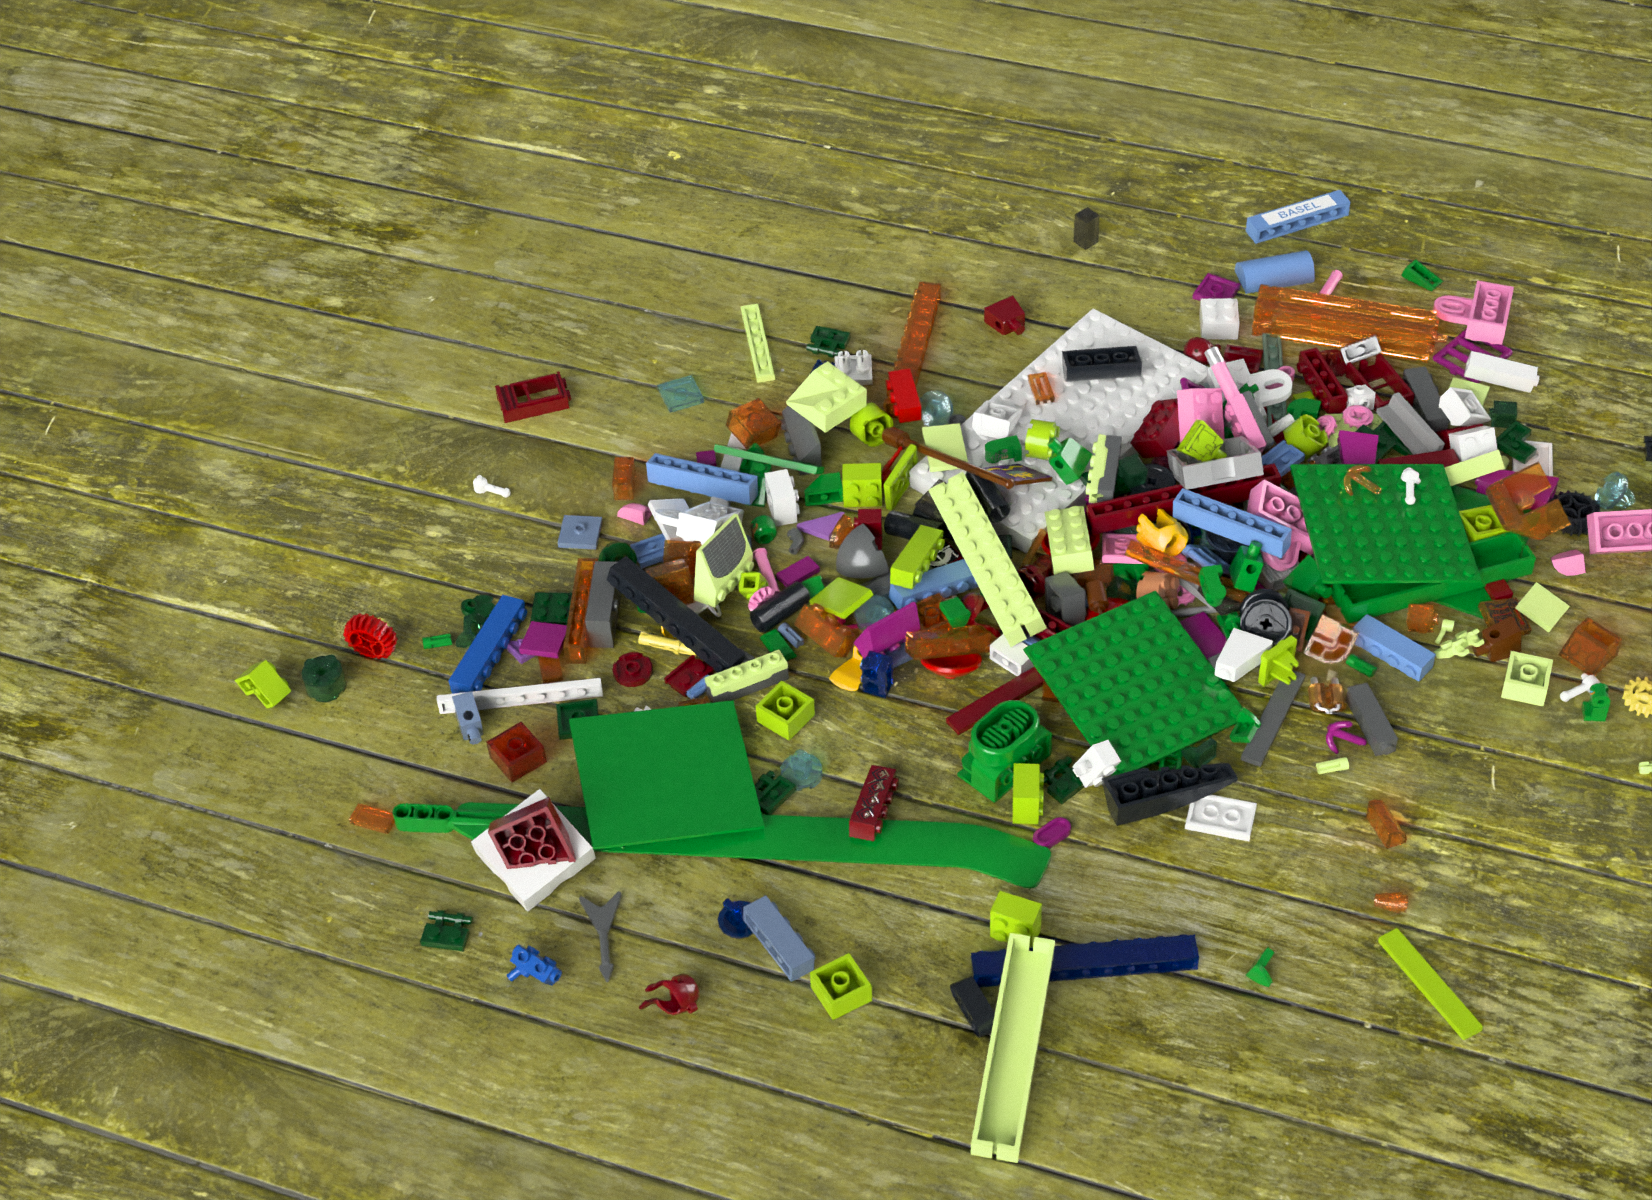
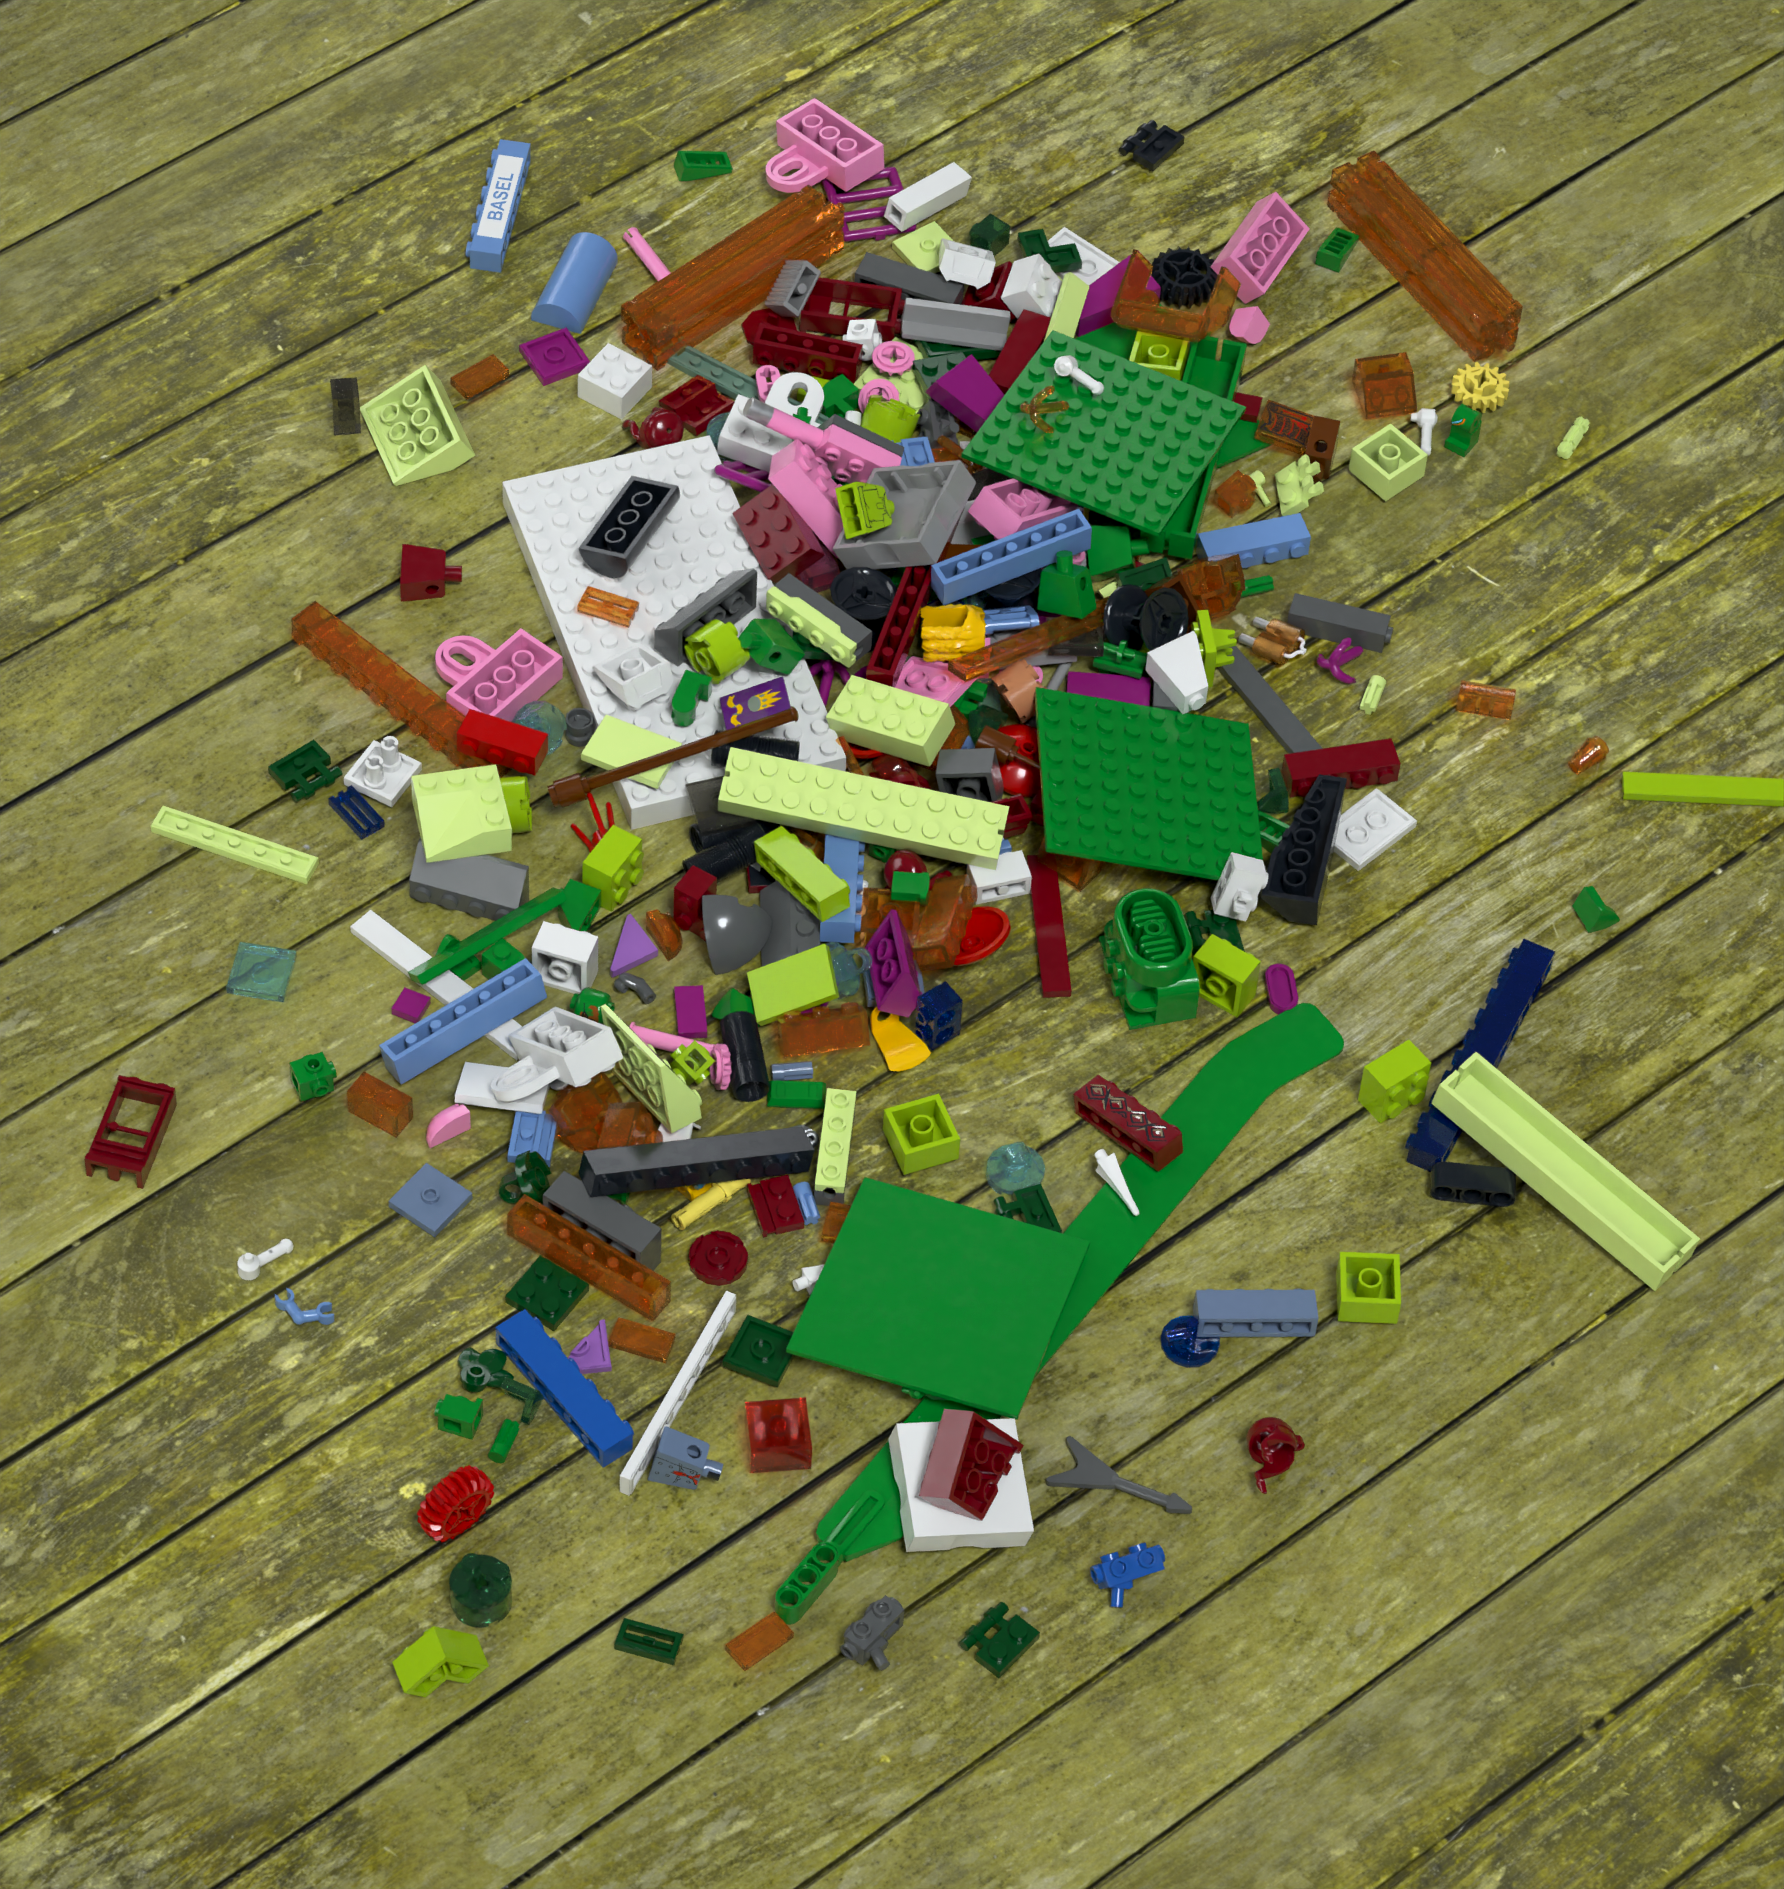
camera: 65 degrees left, 5 degrees up
(344, 782) = (648, 1646): none -> dark green tile
(406, 864) = (871, 1634): none -> dark grey brick
(439, 613) = (459, 1415): none -> green brick
(462, 520) = (300, 1317): none -> medium blue arm
(543, 640) = (603, 1321): magenta tile -> none
(620, 442) = (312, 1076): none -> green brick
(753, 423) = (406, 920): clear orange brick -> none
(829, 812) = (1111, 1173): none -> white piece
(899, 478) = (633, 819): lime tile -> none
(961, 381) = (499, 678): none -> bright pink brick
(1079, 427) = (726, 601): none -> dark grey slope
(1106, 265) = (417, 428): none -> yellowish green slope
(1132, 471) = (845, 594): clear green brick -> none
(1170, 271) = (479, 376): none -> clear orange tile
(1211, 585) = (1073, 633): green leg -> none
(1245, 728) = (1267, 735): green tile -> none
(1256, 777) = (1360, 763): none -> dark red brick
(1542, 607) = (1296, 388): yellowish green tile -> none
(1613, 492) = (1186, 224): clear light blue tile -> none

